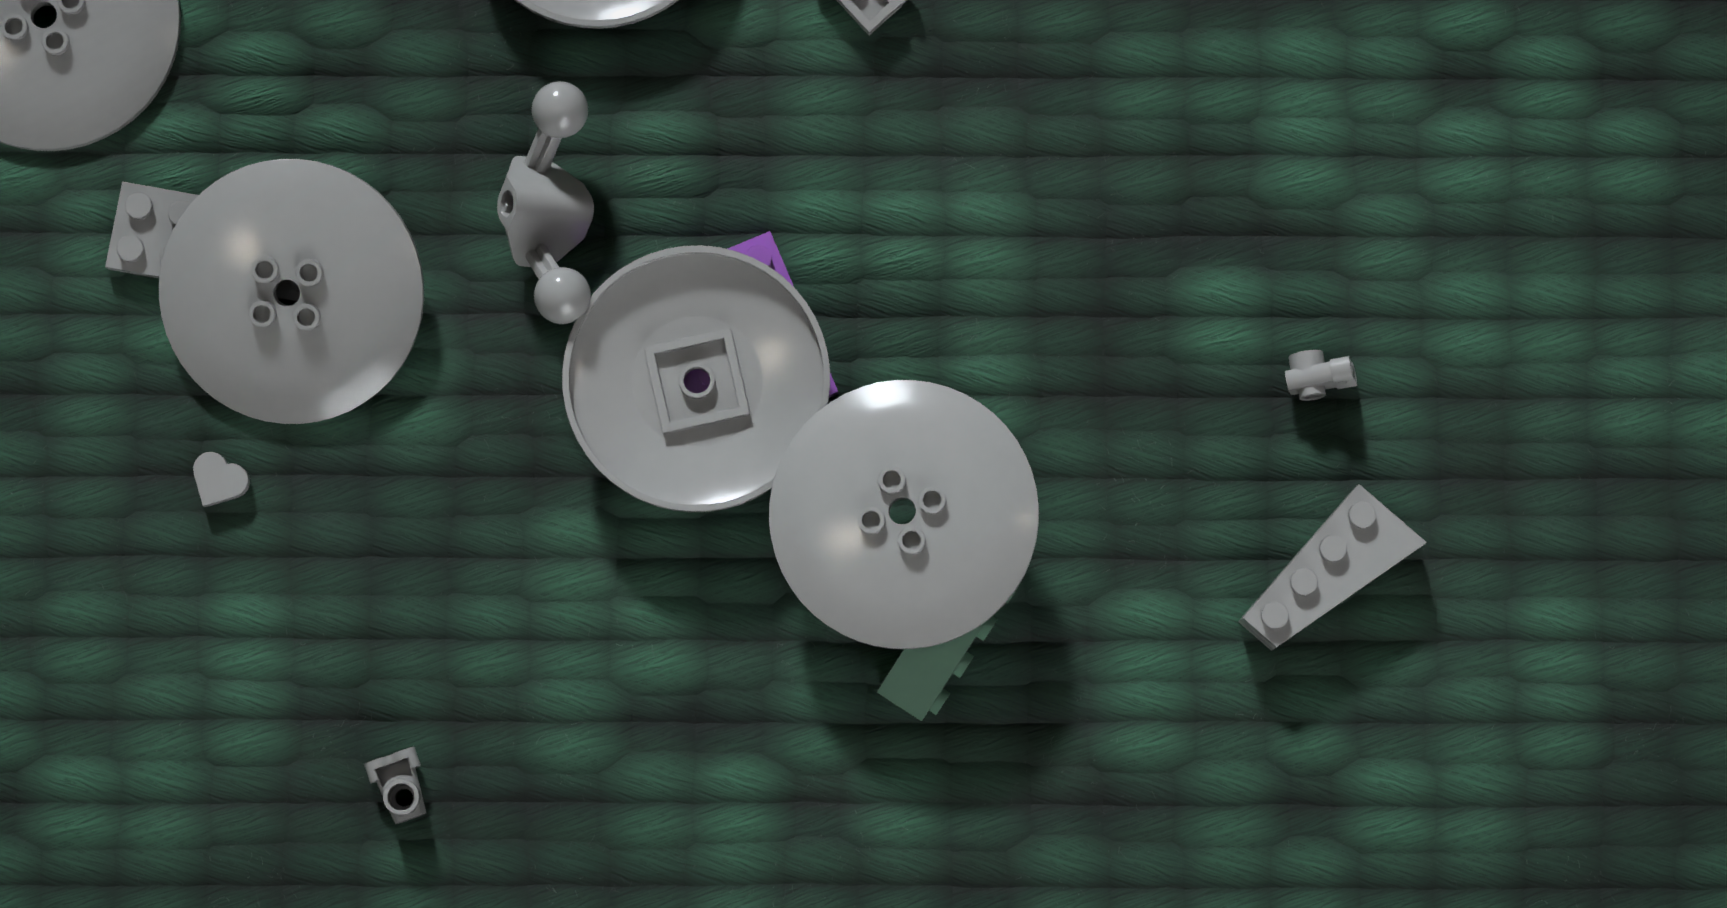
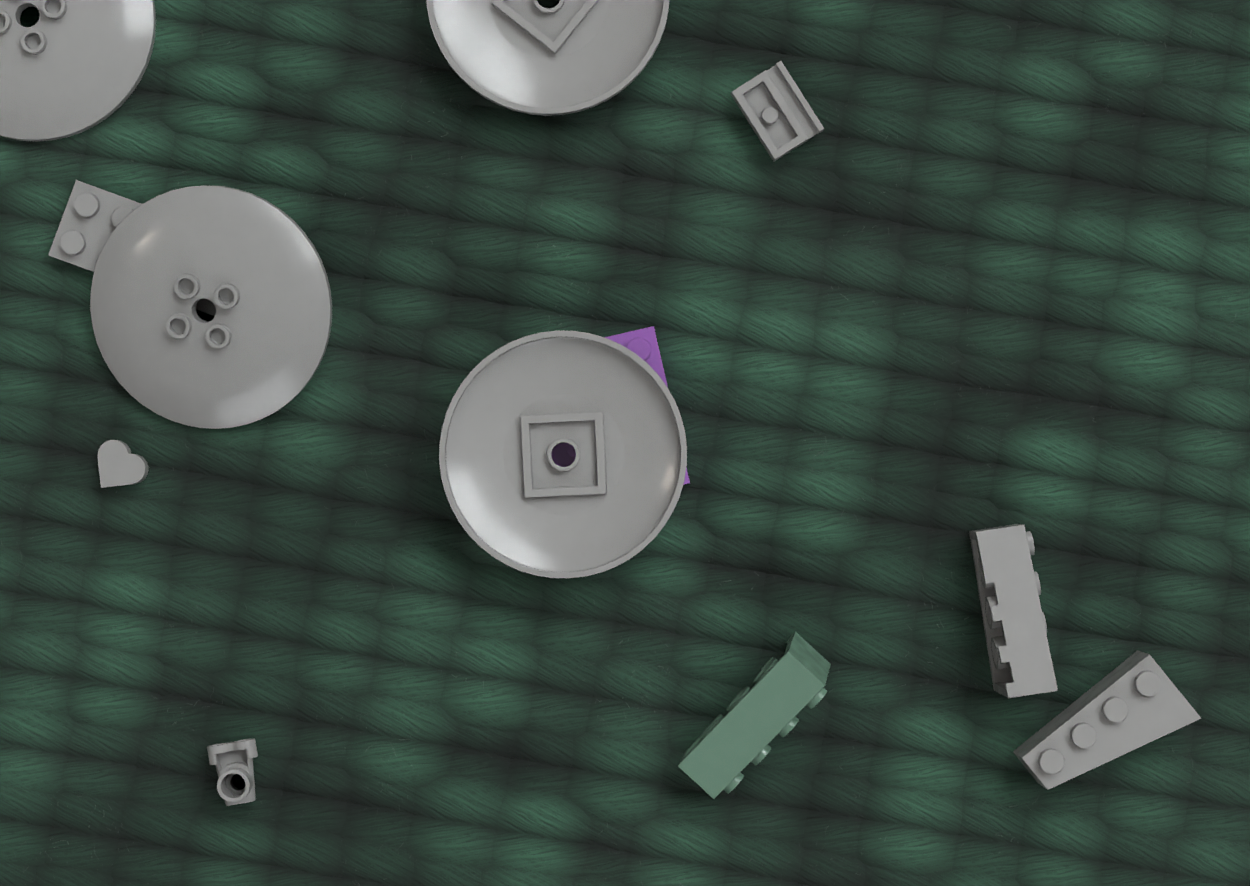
camera: 15 degrees right, 5 degrees up
(549, 208) = (456, 271): light grey piece -> none
(918, 578) = (793, 604): light grey dish -> none
(1206, 464) = (1012, 611): none -> light grey wedge
(1311, 375) = (1120, 543): light grey plate -> none

